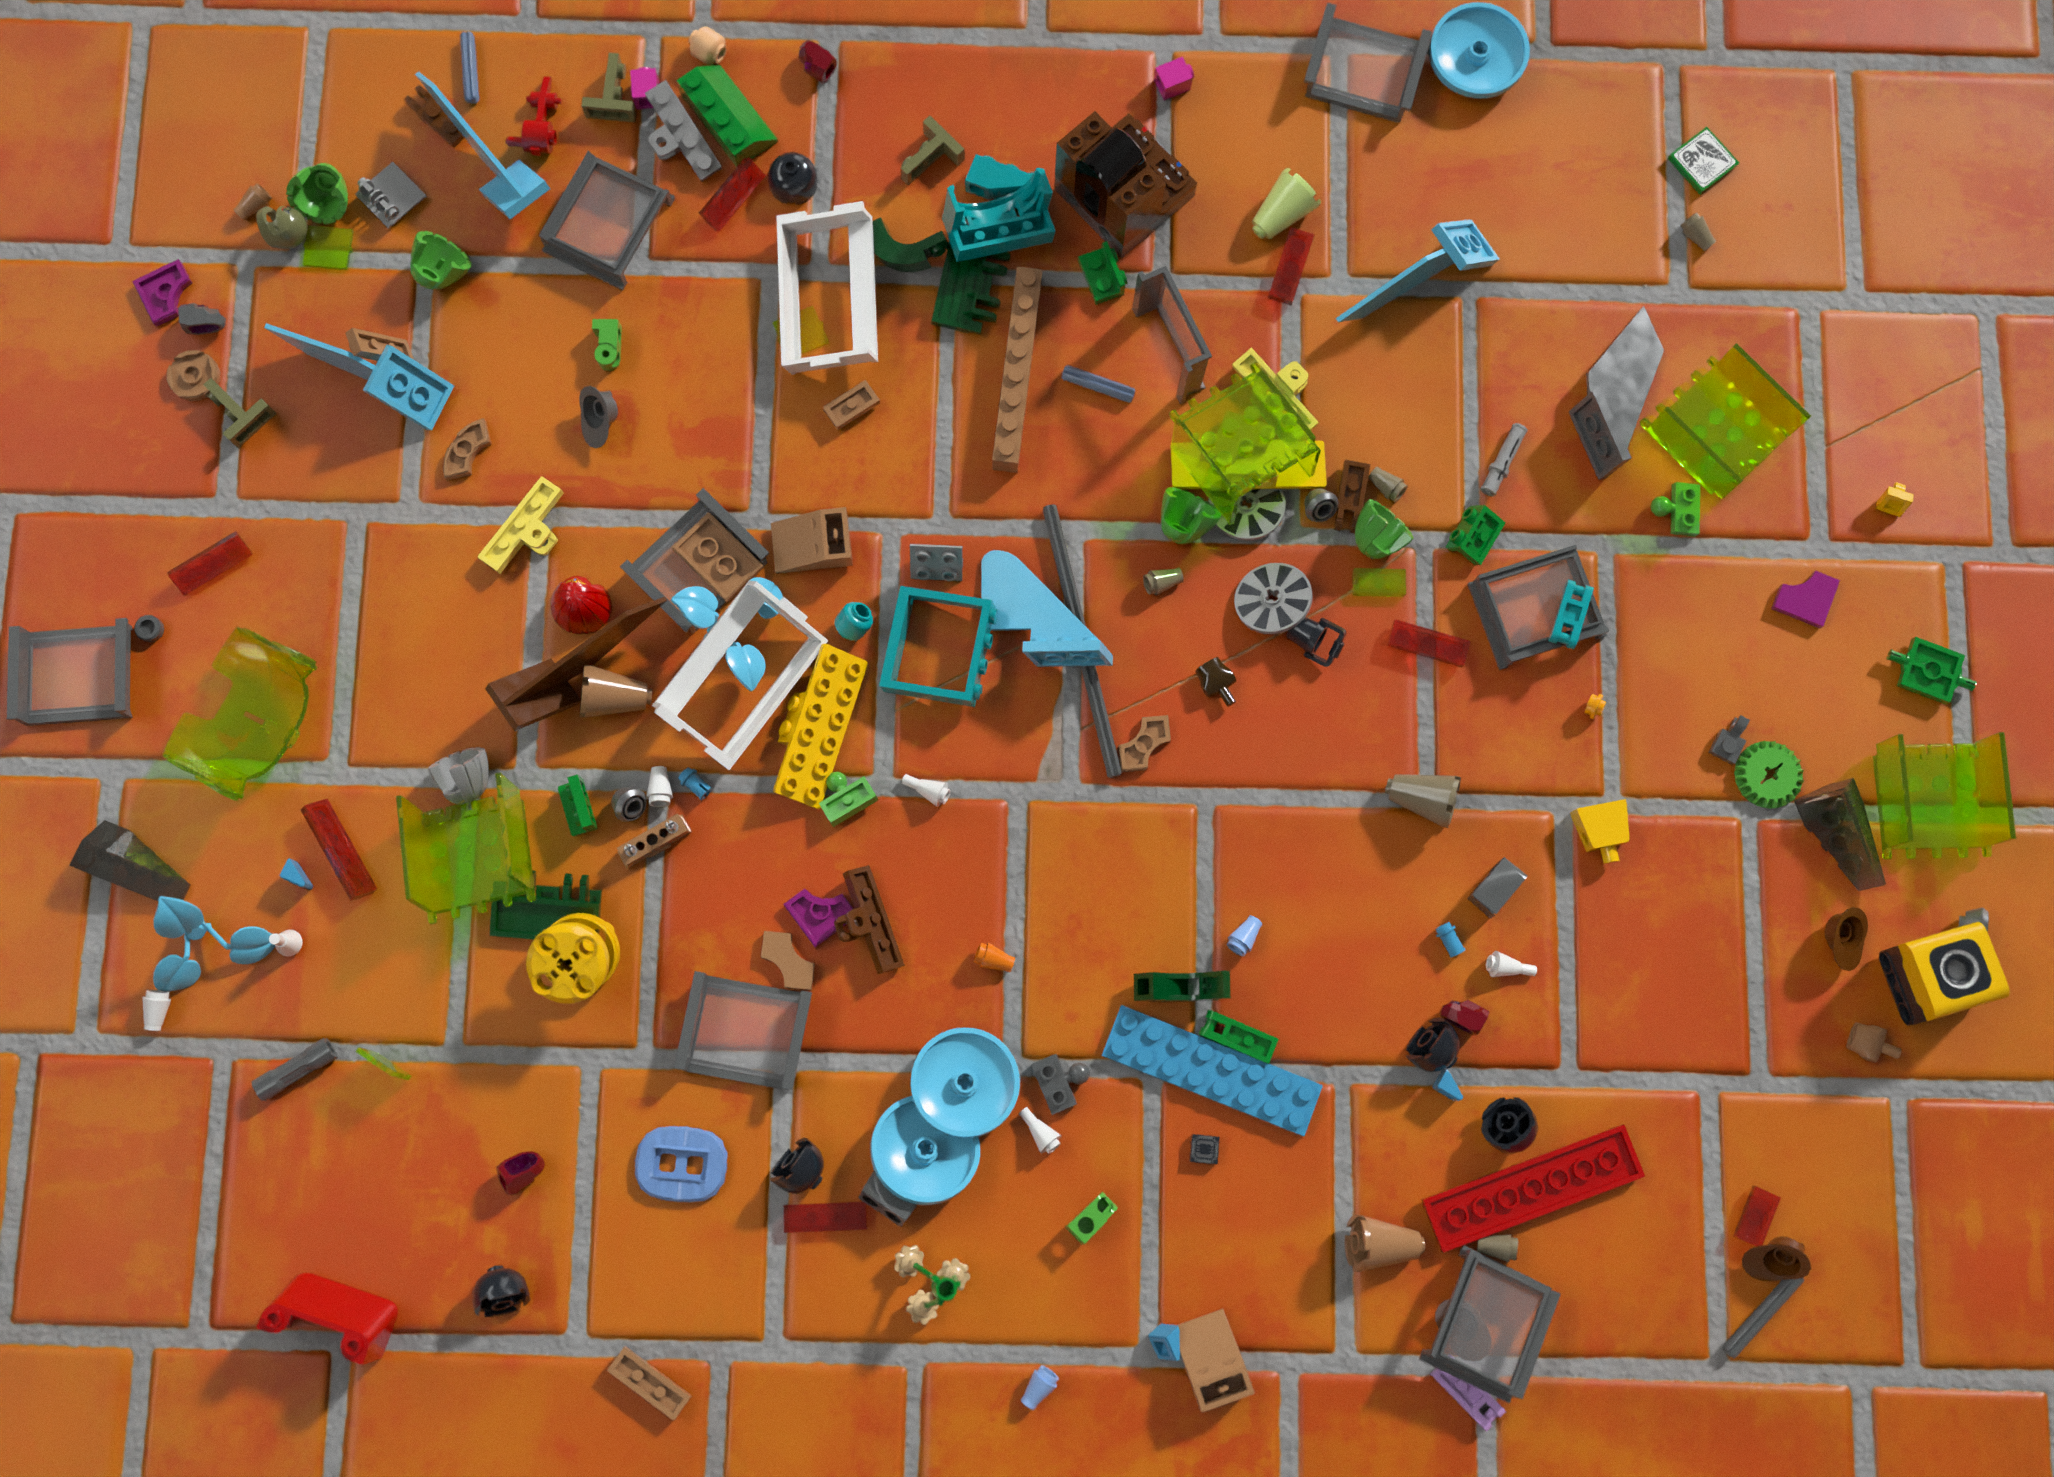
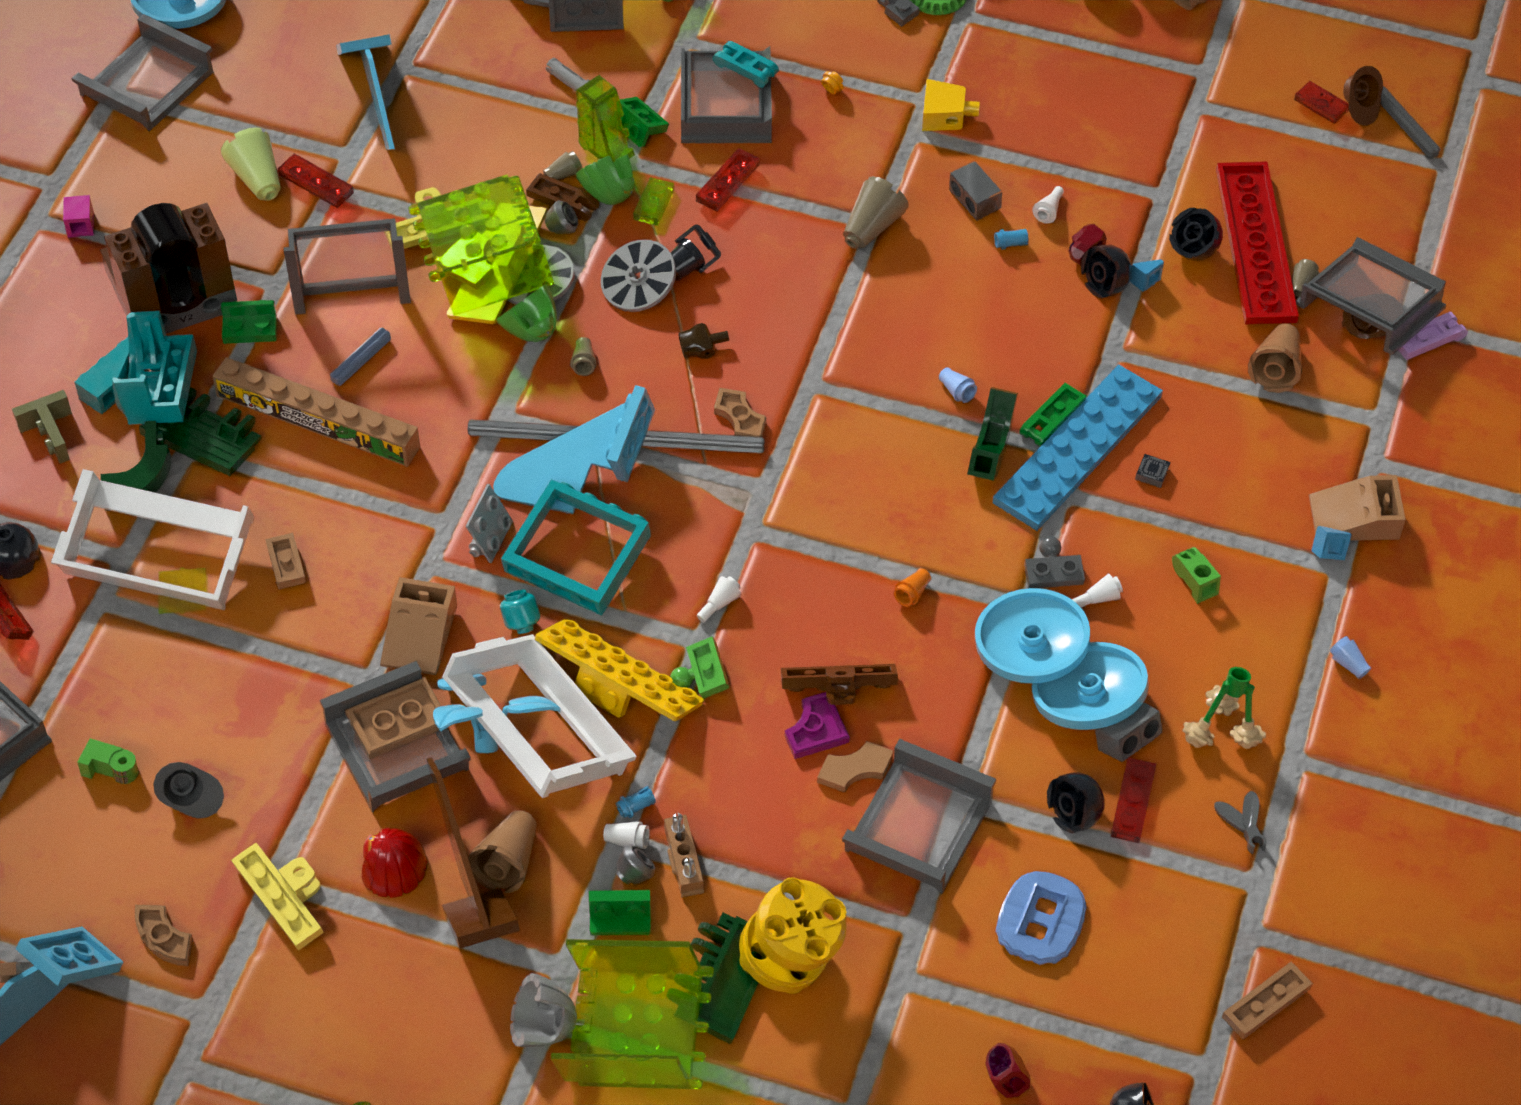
camera: 70 degrees left, 25 degrees down
(831, 1323) = (1244, 822): none -> dark grey piece
(1441, 503) = (600, 120): none -> clear neon green wedge

